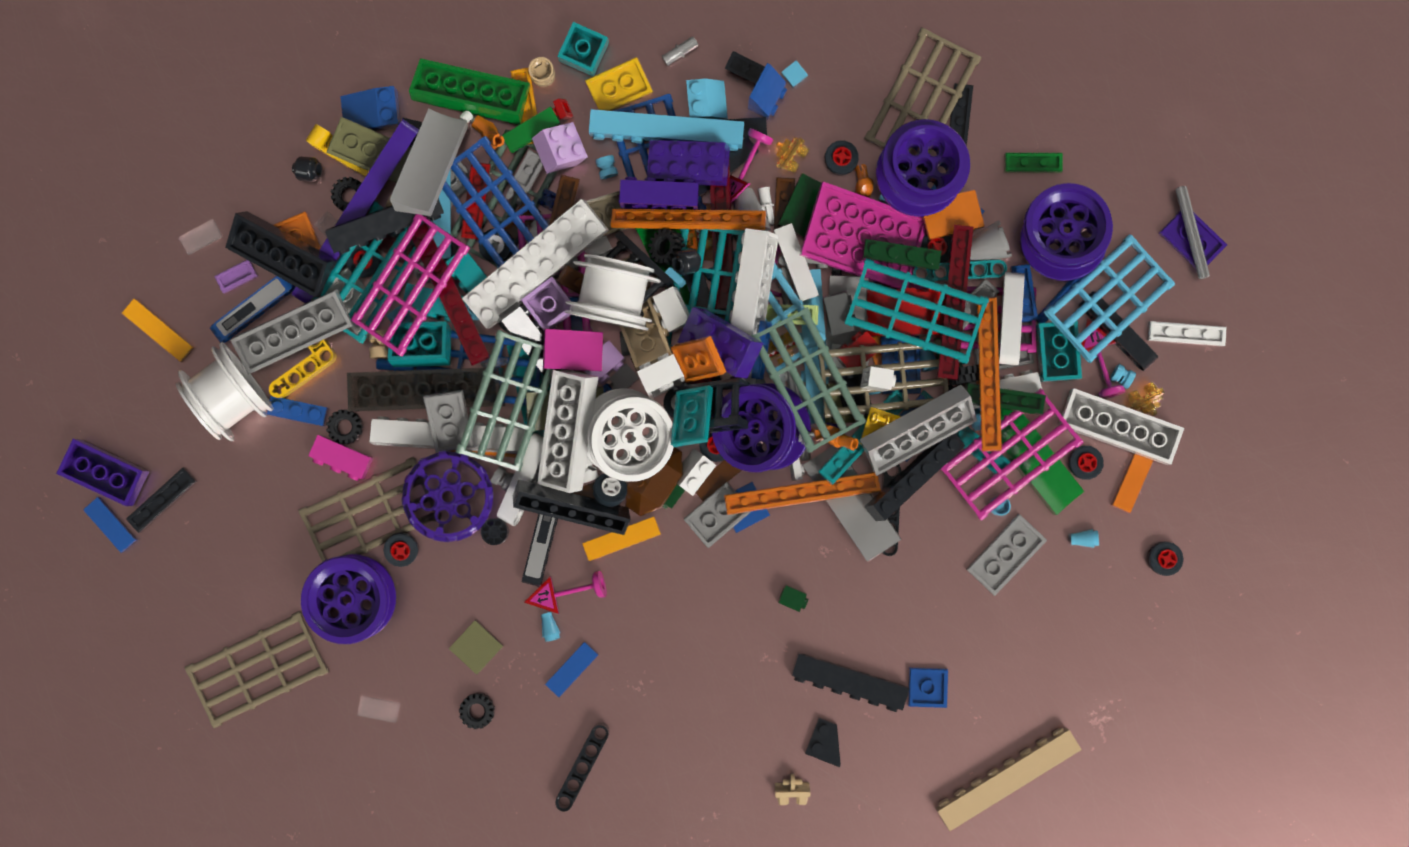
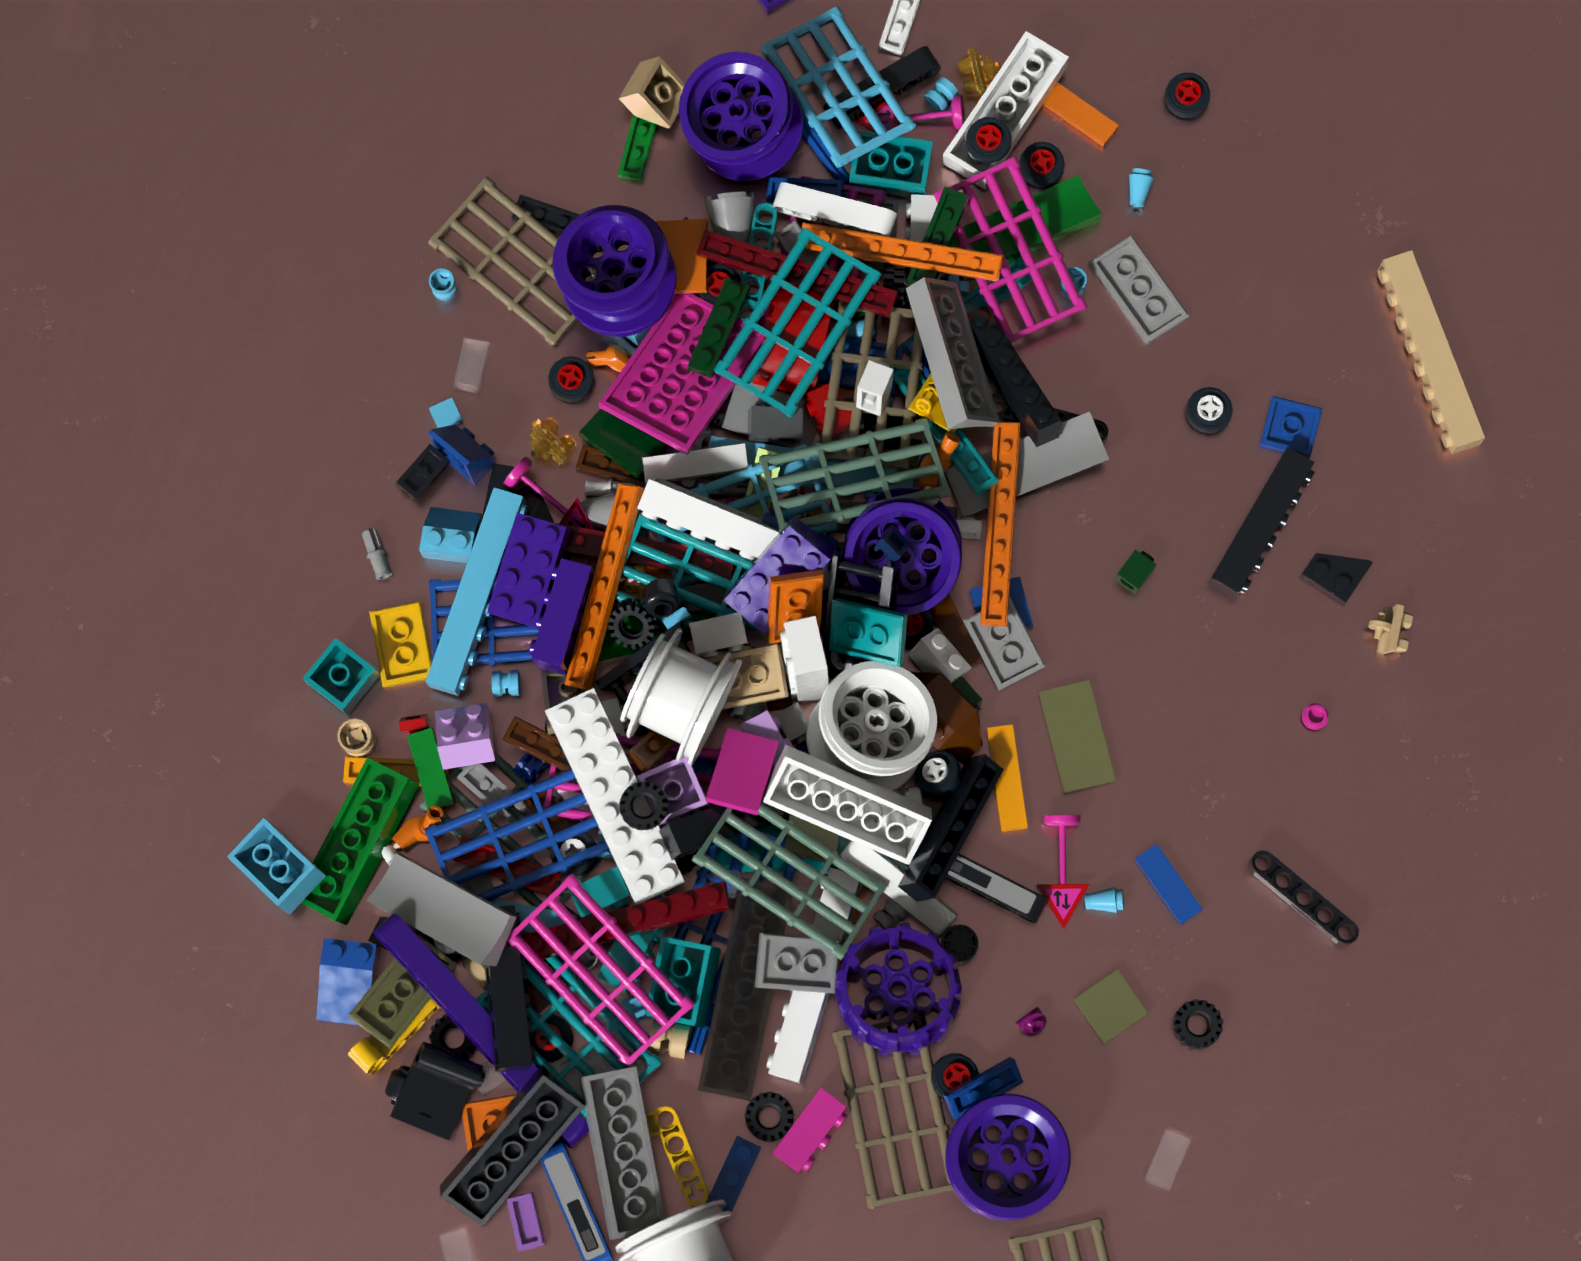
camera: 70 degrees left, 10 degrees down
(306, 191) = (437, 1087): none -> black door
(396, 570) = (988, 1083): none -> blue tile
(436, 39) = (276, 866): none -> medium azure brick
(452, 595) = (1032, 1022): none -> magenta plate
(517, 288) = (660, 805): none -> black tyre
(663, 581) = (1076, 736): none -> olive tile
(716, 748) = (1315, 716): none -> dark pink plate
(757, 419) = (892, 544): none -> dark blue tile
(835, 82) = (471, 365): none -> clear tile
(894, 46) = (440, 279): none -> medium azure wheel
(930, 630) = (1210, 400): none -> black wheel
(1073, 163) = (653, 92): none -> tan slope
(1098, 420) = (988, 130): none -> black wheel

